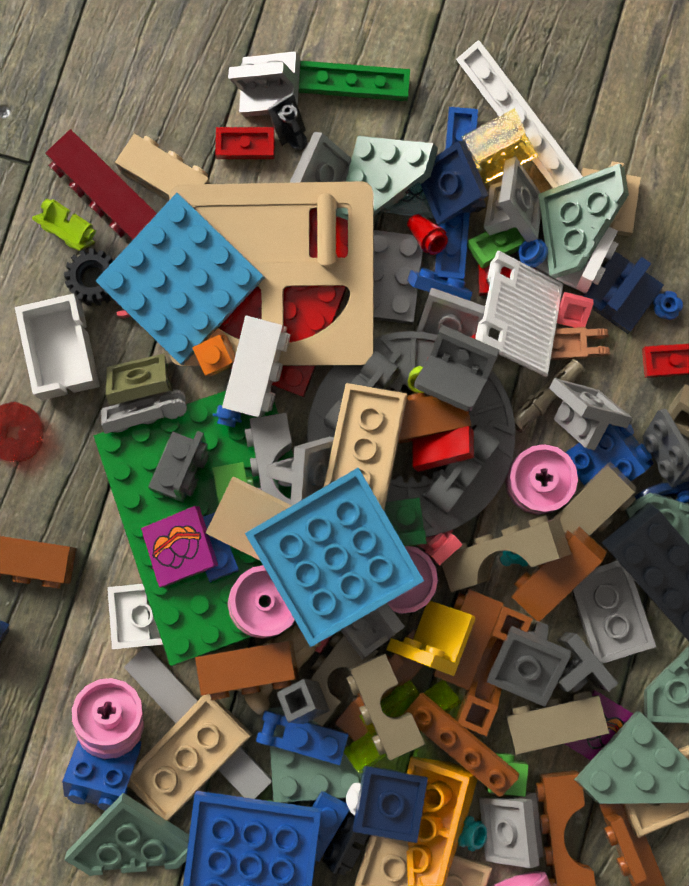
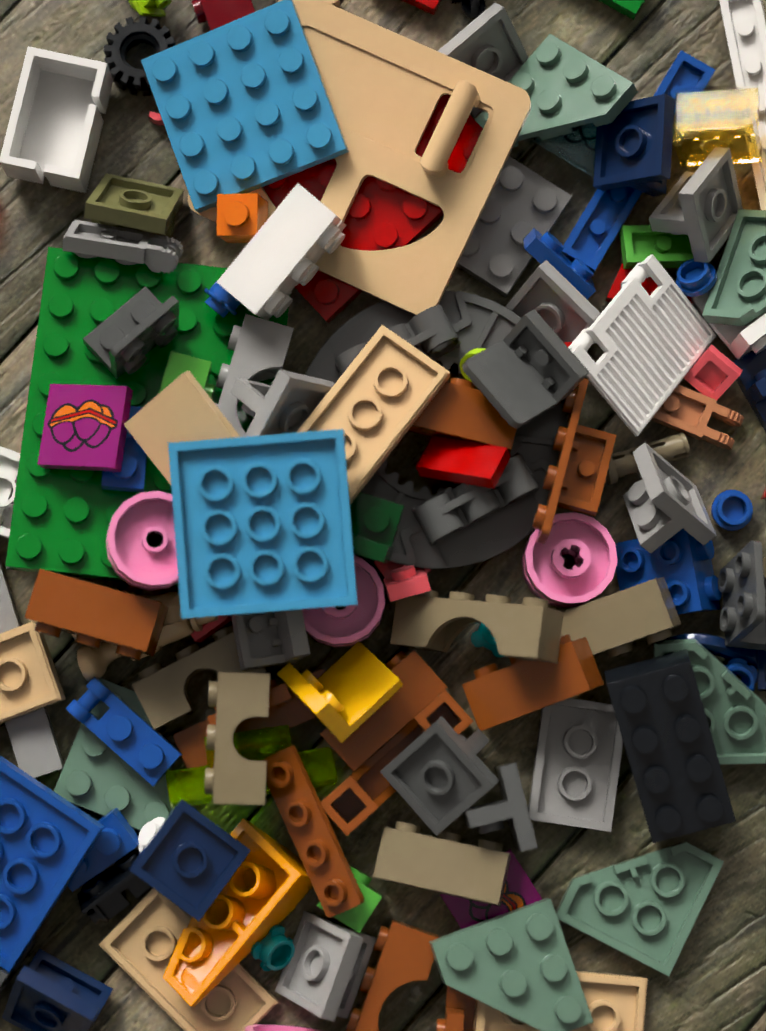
camera: 20 degrees right, 0 degrees up
(303, 701) = (144, 685): dark grey brick -> none
(428, 235) = (576, 196): red cone -> none
(521, 417) = (580, 468): none -> dark orange bracket
(629, 394) = (731, 510): none -> blue plate

